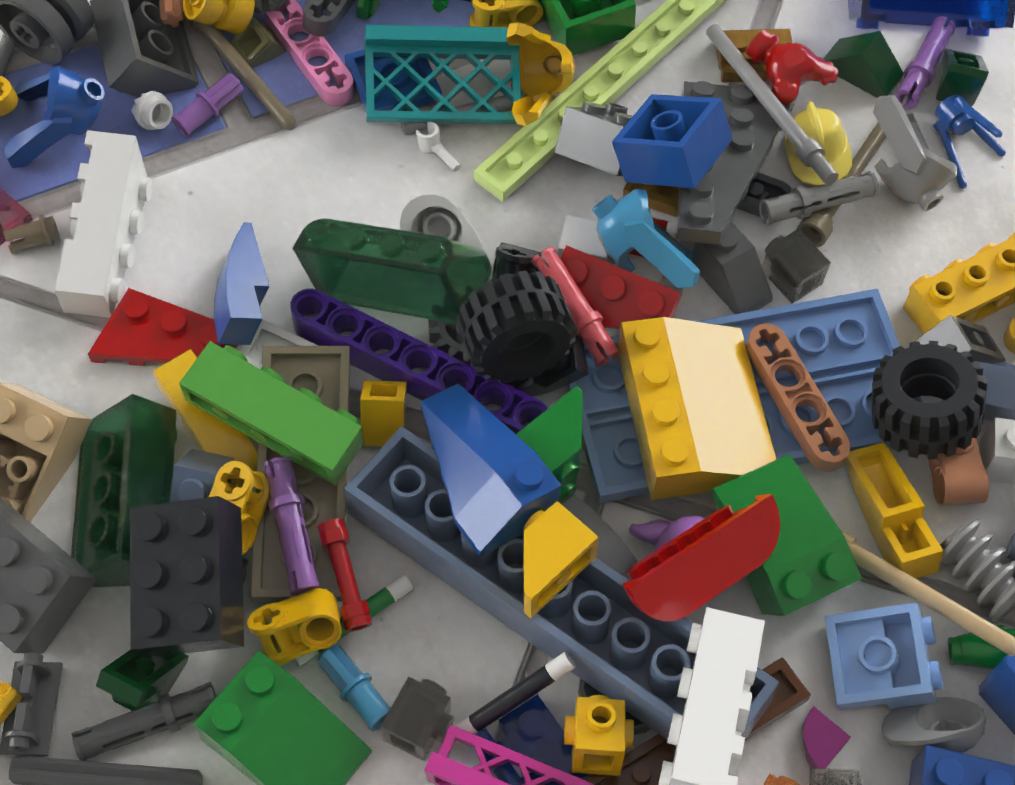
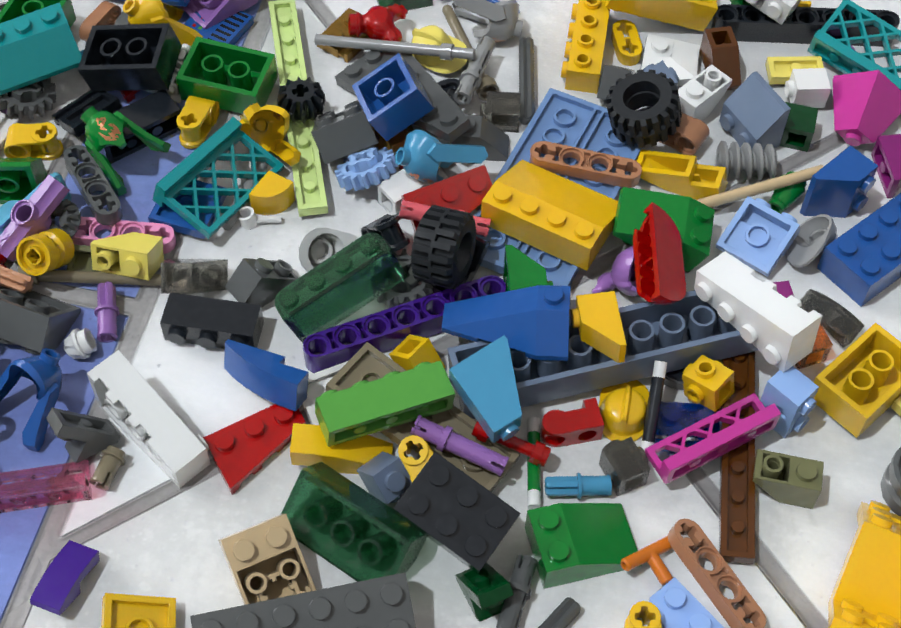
camera: 50 degrees left, 5 degrees down
(50, 181) = (83, 433): none -> dark grey slope
(264, 196) = (210, 321): none -> black brick
(283, 72) = (128, 255): none -> light yellow slope
(295, 625) = (524, 483): yellow piece -> none
(305, 140) = (193, 275): none -> clear smoke slope
(353, 197) = (259, 280): none -> dark grey slope
(368, 502) = (490, 389): none -> dark azure slope
(428, 628) = (573, 426): none -> red leg
(471, 134) = (272, 194): none -> yellow brick
(494, 667) = (624, 410): none -> yellow piece
(578, 189) = (366, 168): none -> light blue gear
(607, 71) = (302, 99): none -> black gear
(872, 258) = (526, 79): none -> dark grey axle

